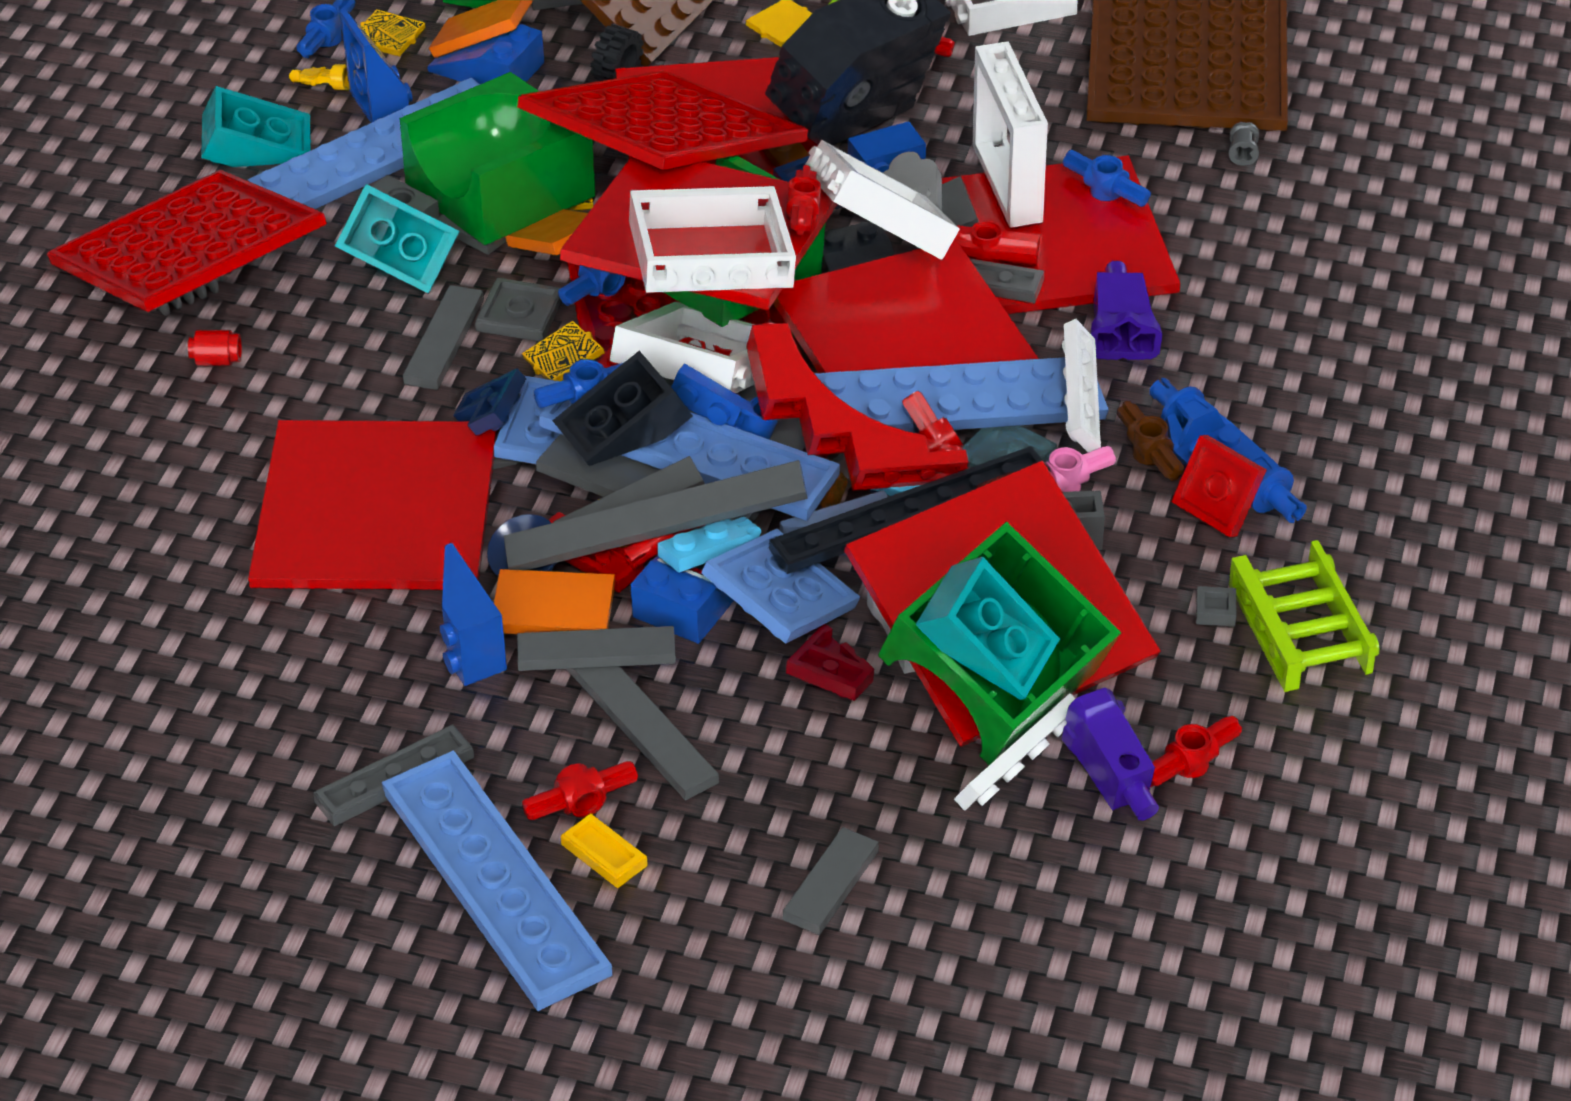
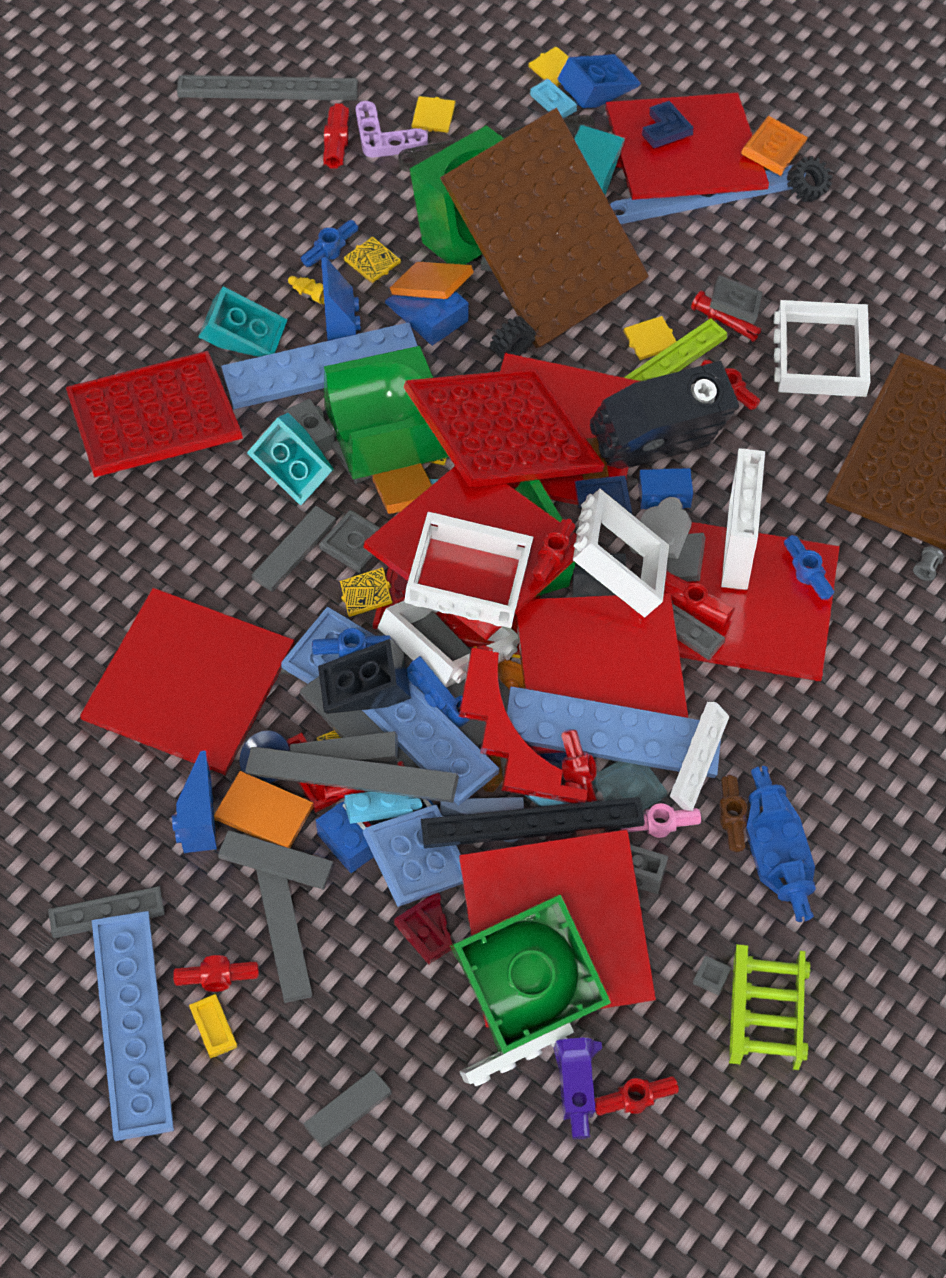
camera: 20 degrees right, 15 degrees up
(215, 347) = (138, 509): red brick -> none
(490, 403) = (293, 625): dark blue plate -> none
(988, 627) = (512, 976): teal slope -> none
(1123, 316) = (764, 694): dark purple piece -> none
(1218, 485) = (758, 876): red plate -> none

